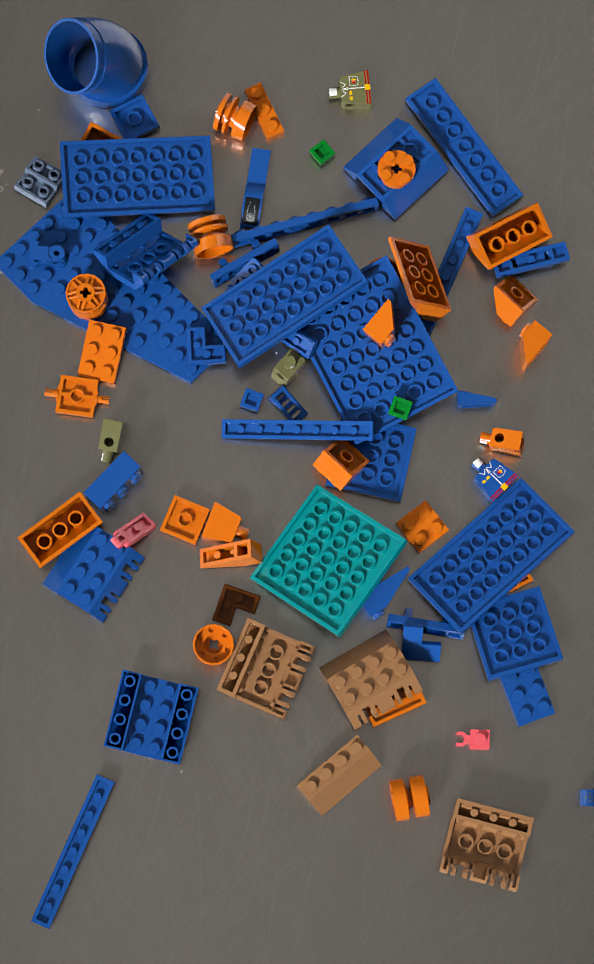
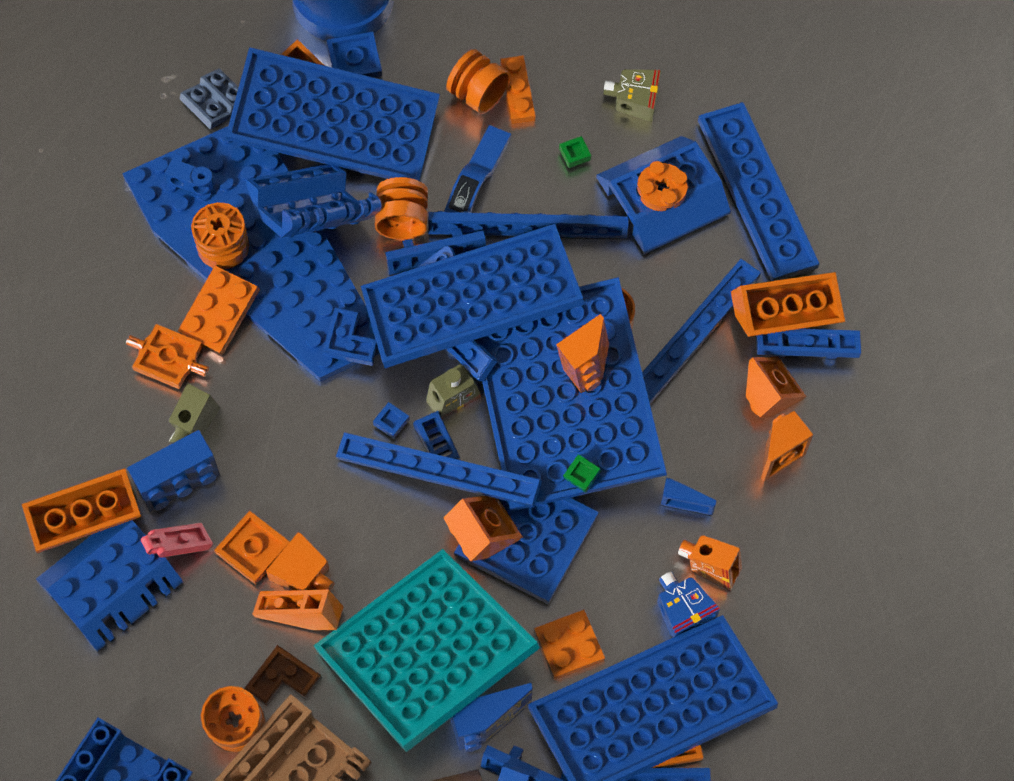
camera: 15 degrees right, 15 degrees down
(420, 278) = (655, 322): orange slope -> none

